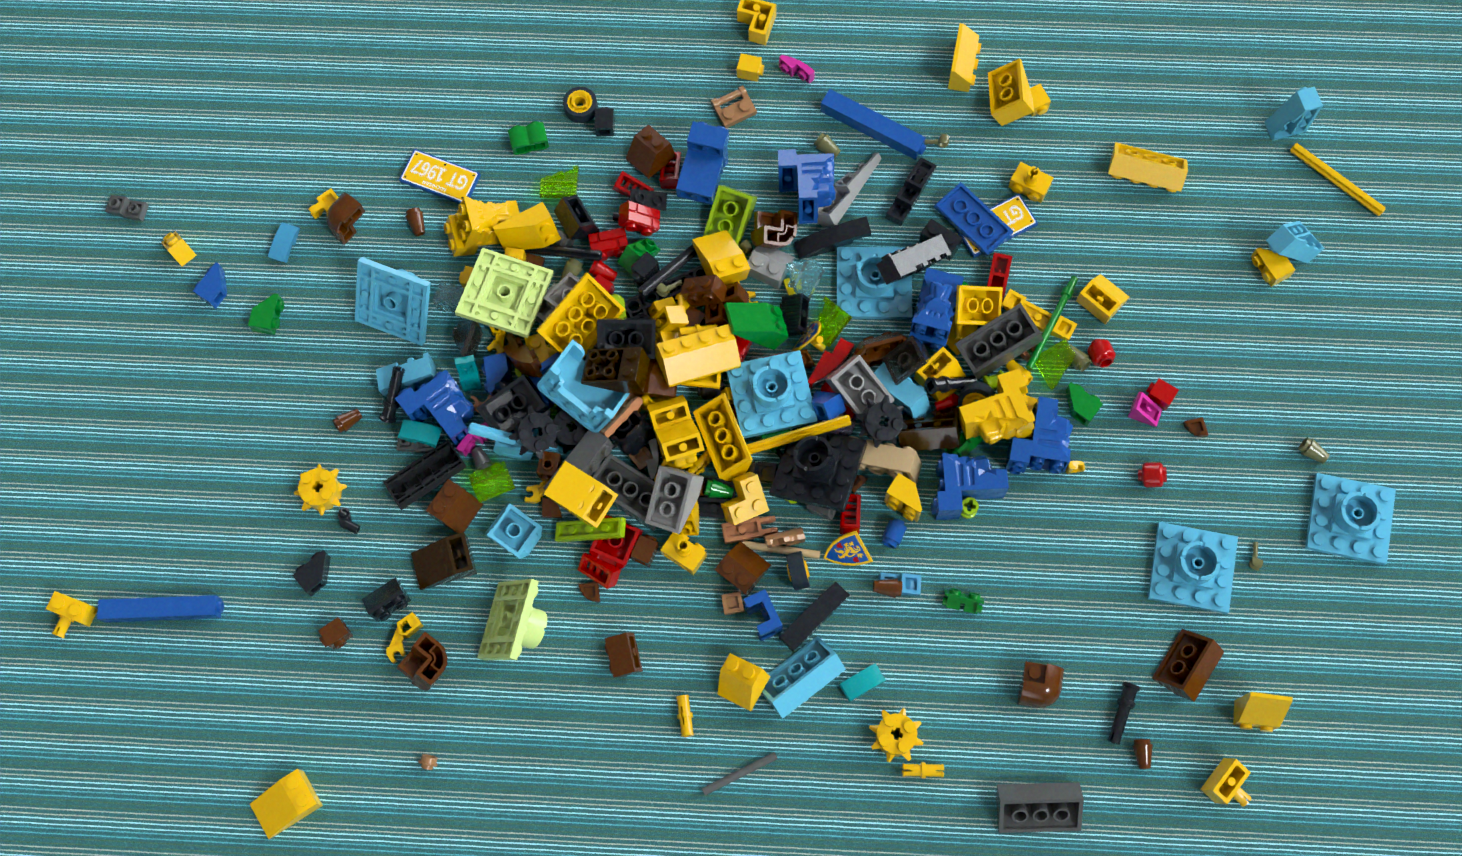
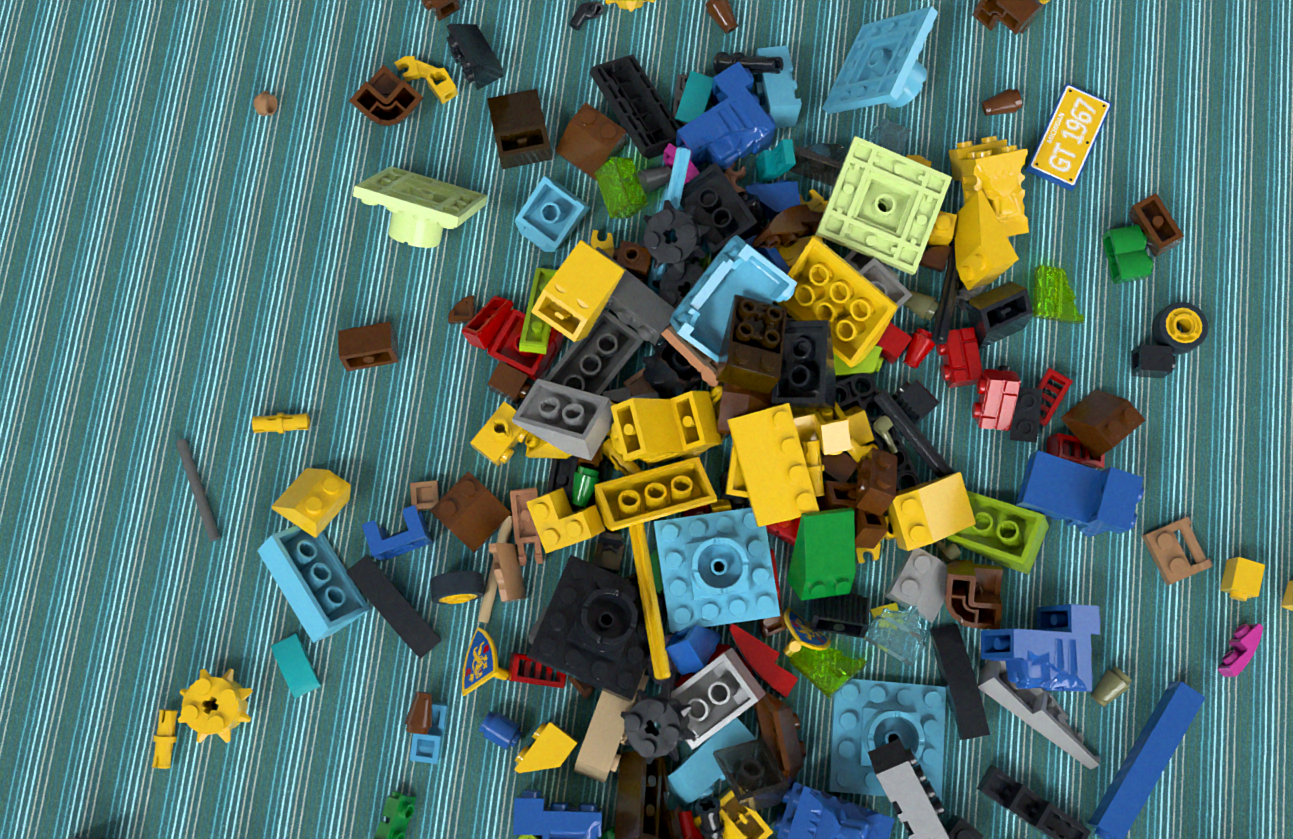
camera: 85 degrees right, 5 degrees up
(507, 118) = (1157, 224): none -> reddish brown brick
(635, 251) = (952, 408): green slope -> none

